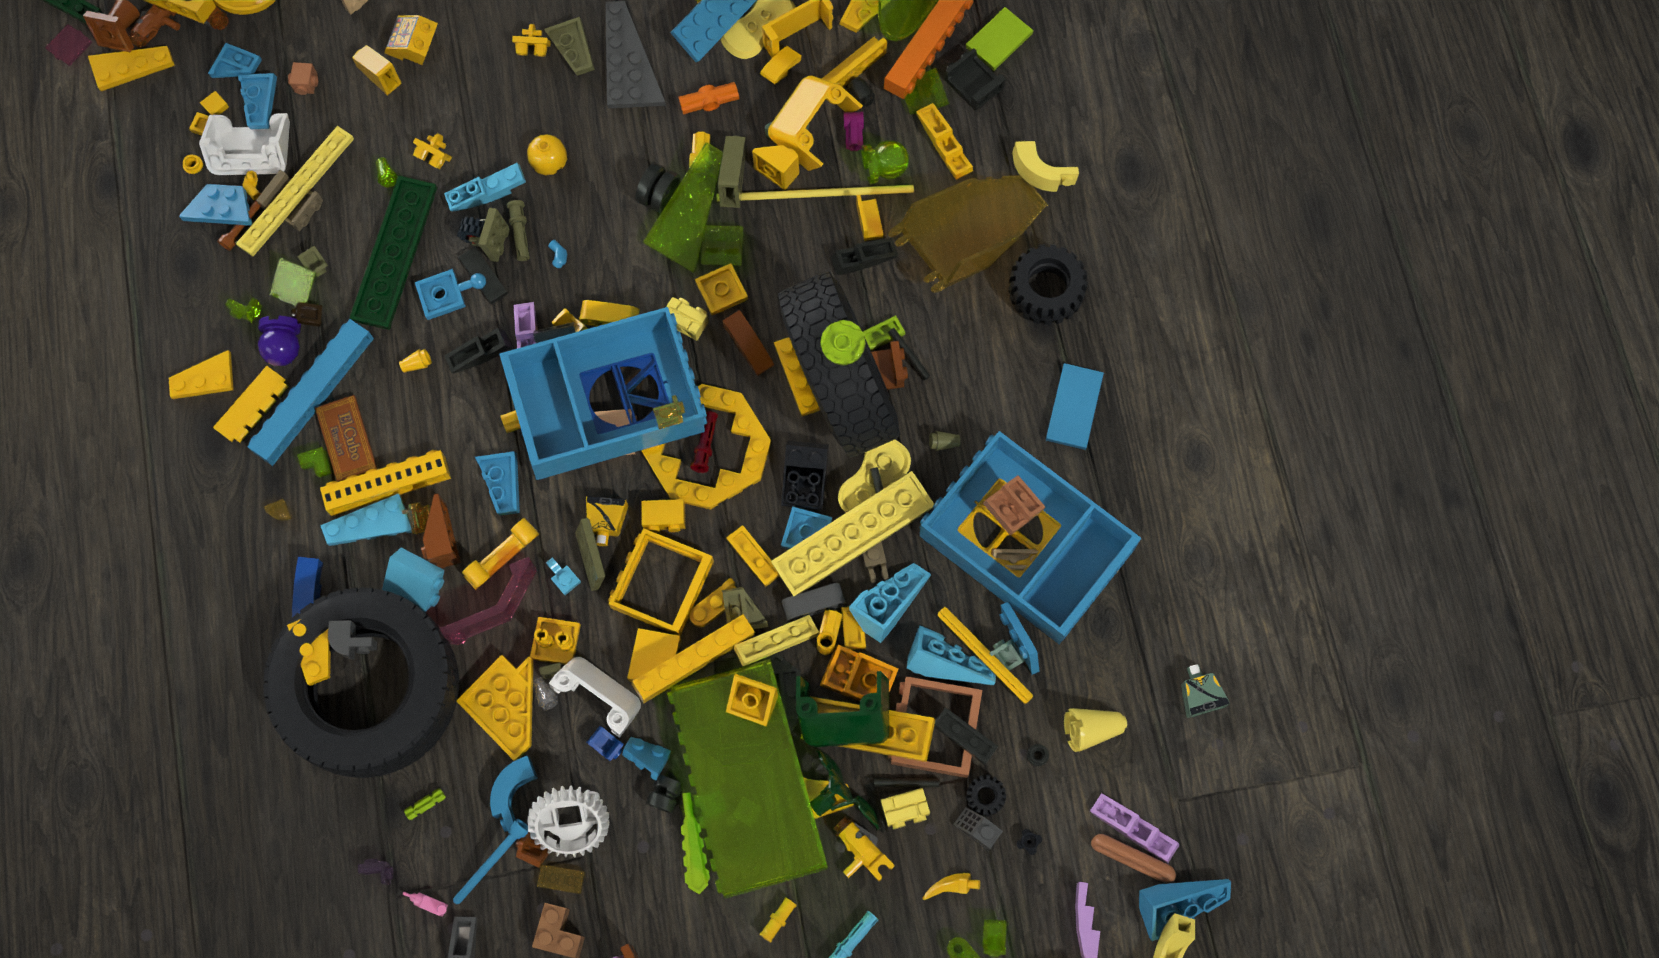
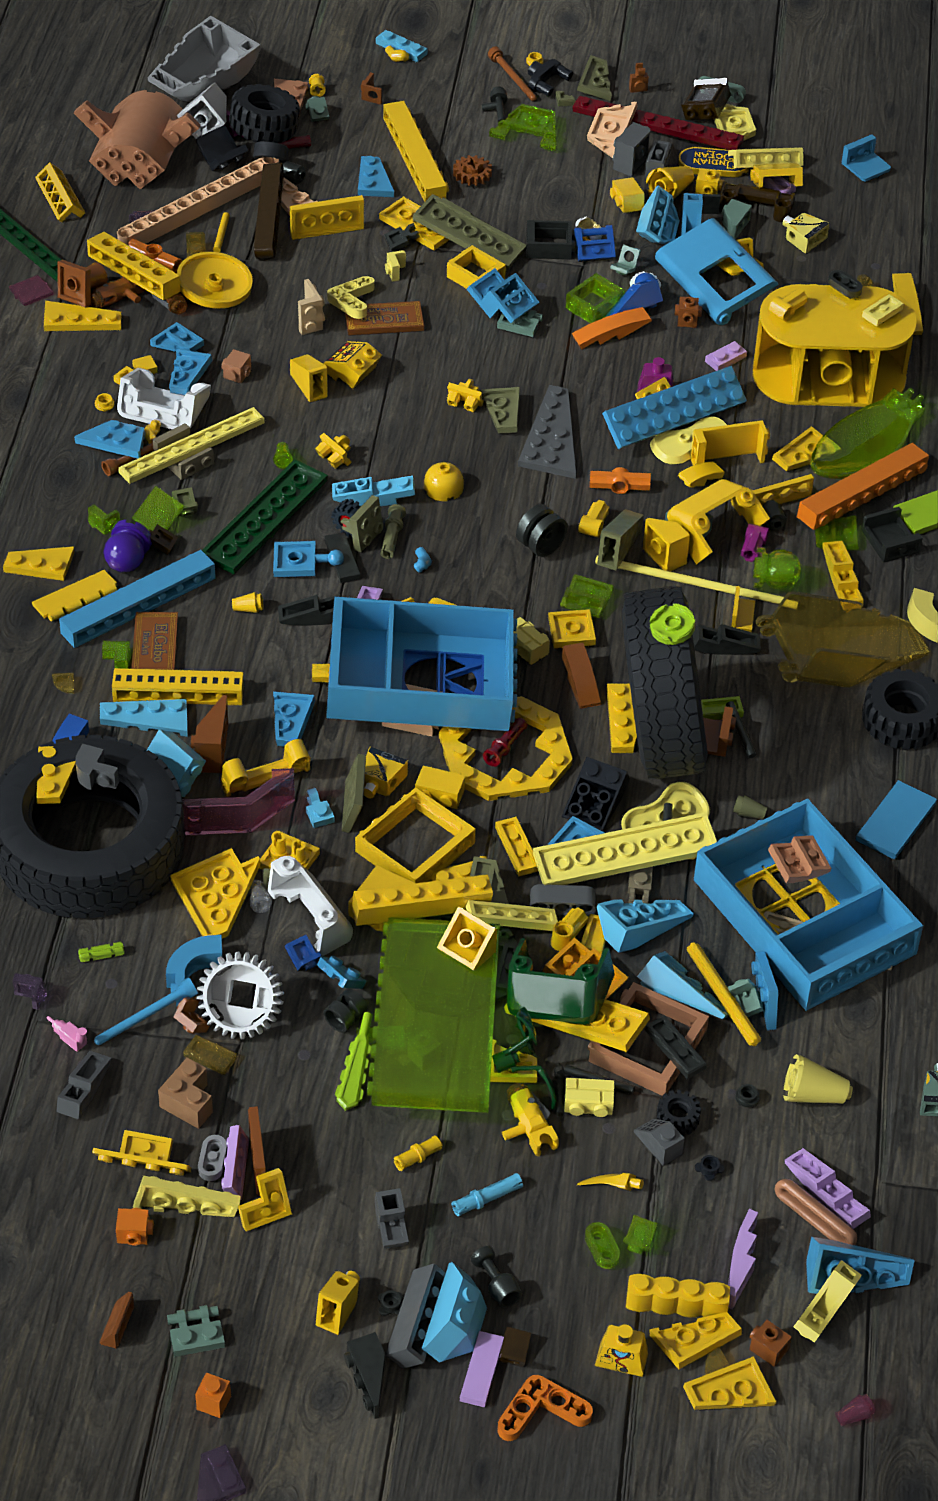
camera: 15 degrees right, 25 degrees down
(418, 516) = (195, 716): clear yellow bracket -> none
(669, 414) = (481, 687): clear yellow bracket -> none
(683, 221) = (558, 562): clear neon green wing -> none

